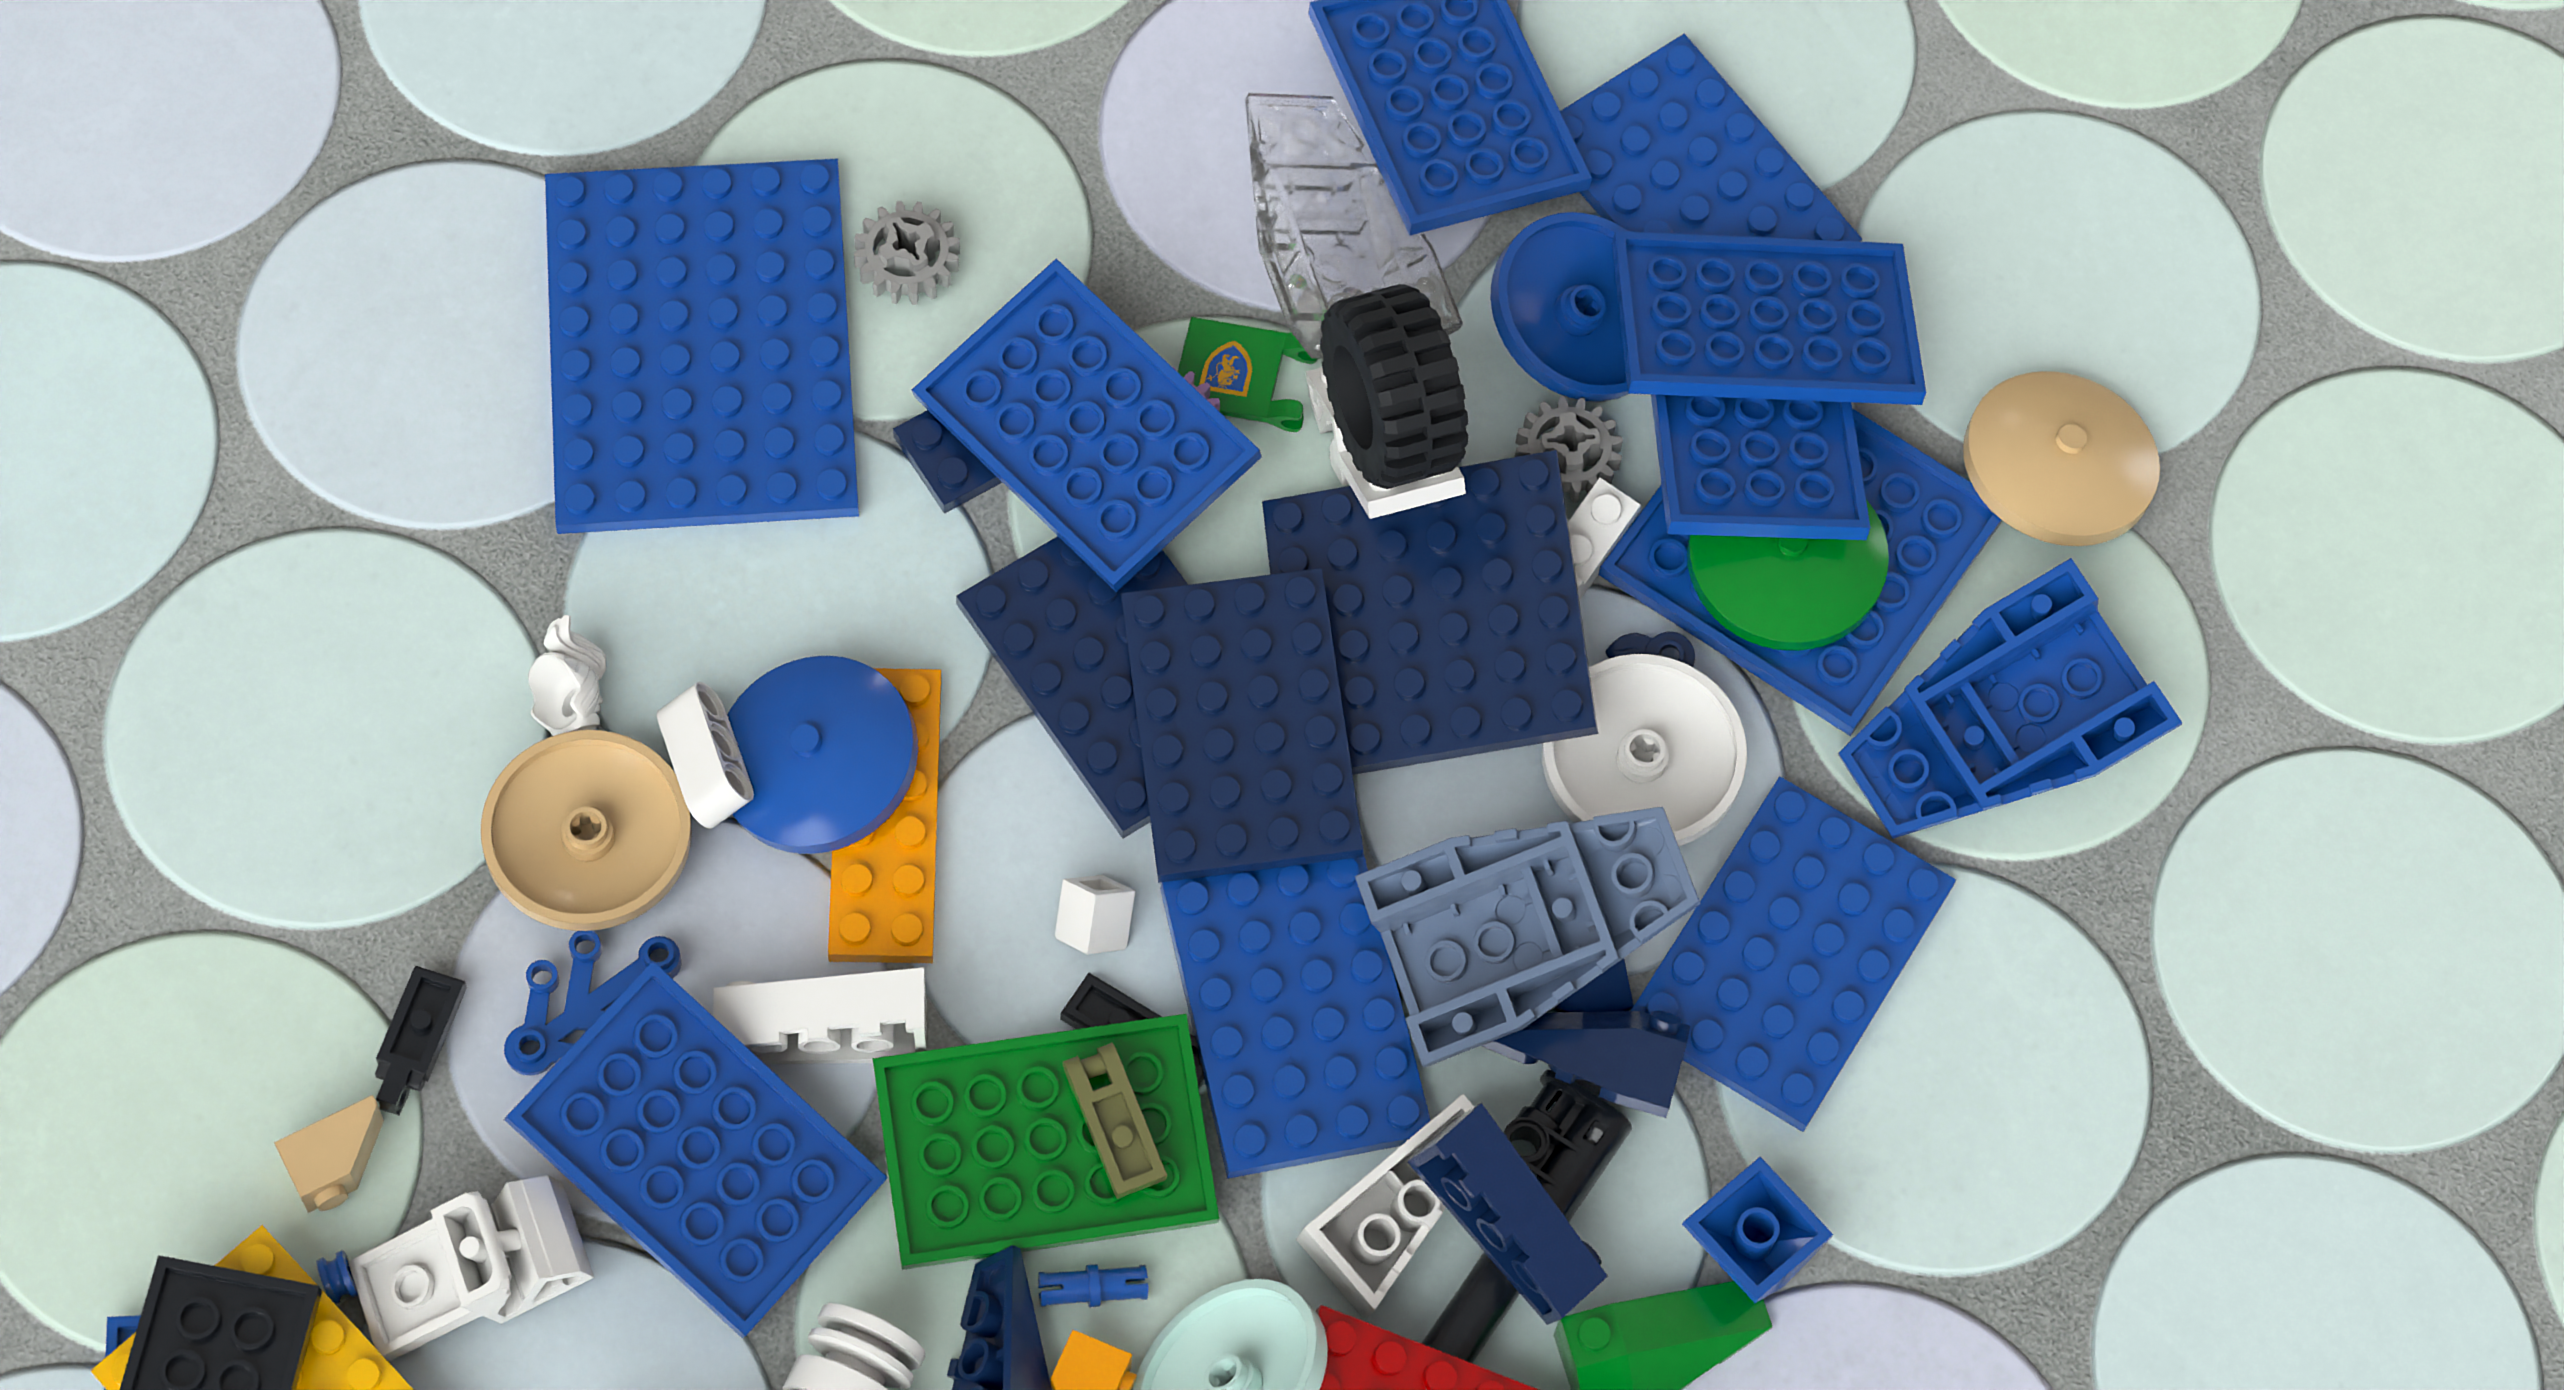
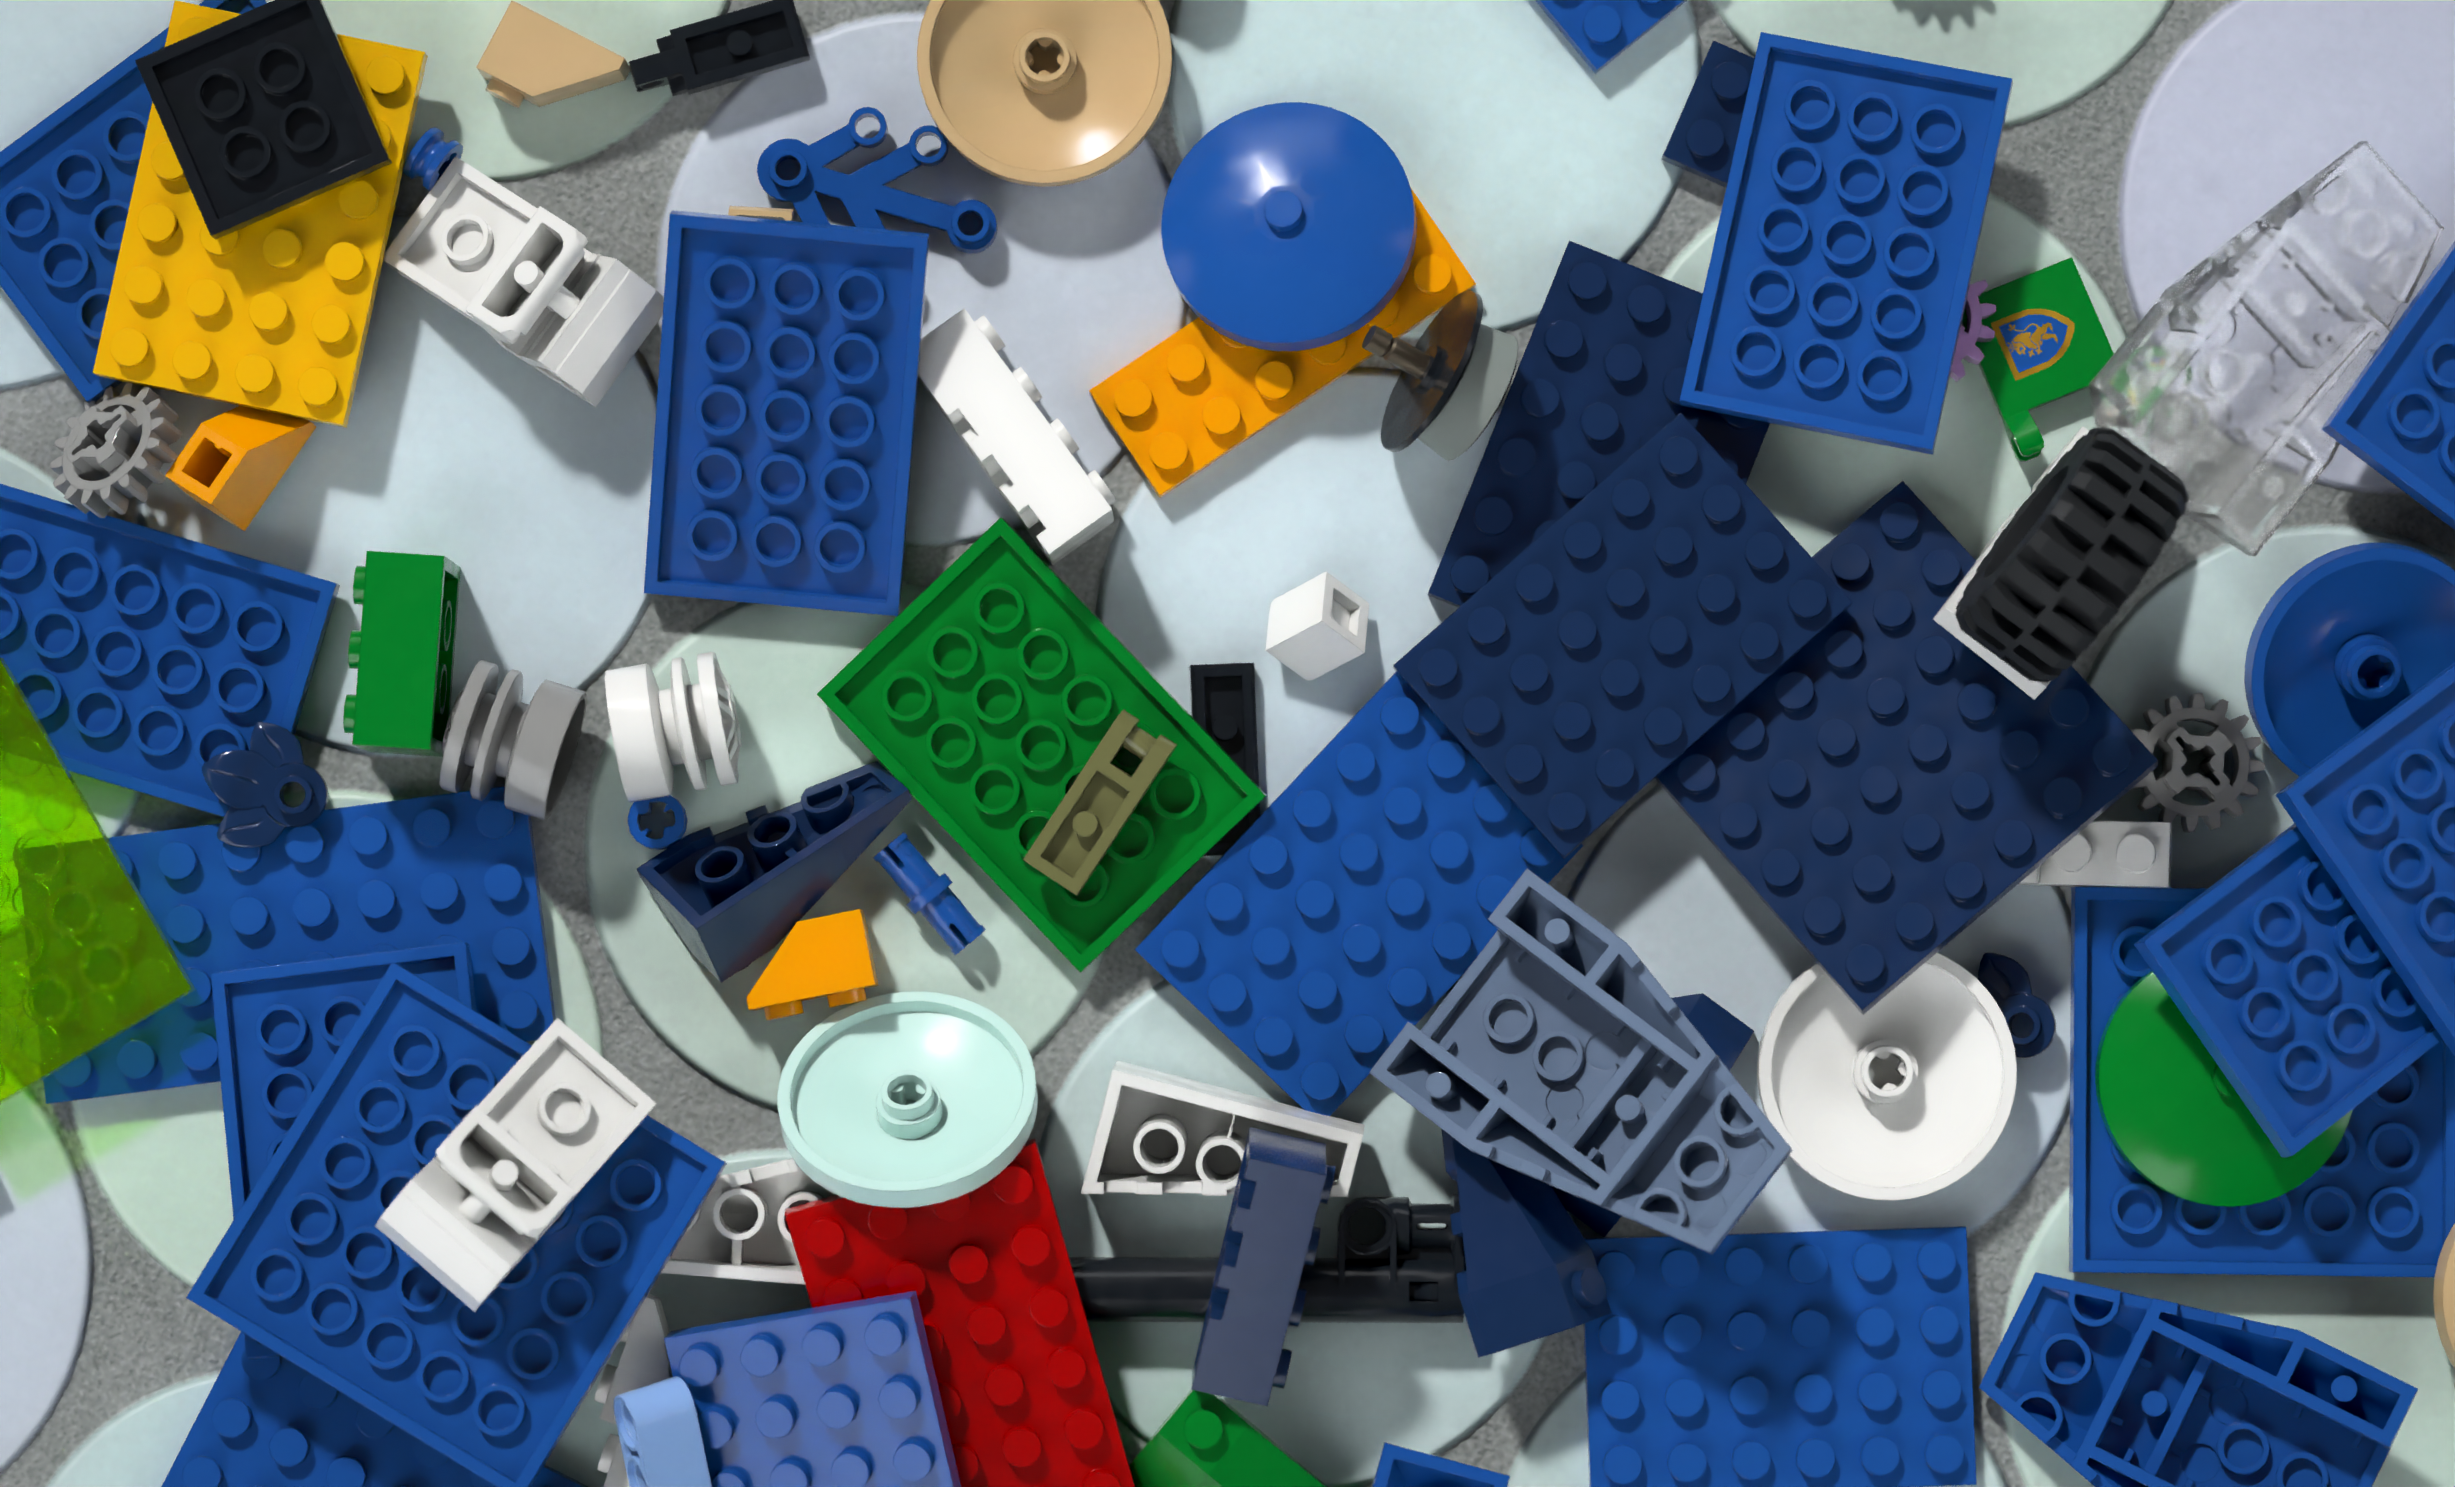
camera: 60 degrees right, 20 degrees up
(705, 755) = (1206, 117): white beam -> none
(992, 716) = (1447, 380): none -> piece

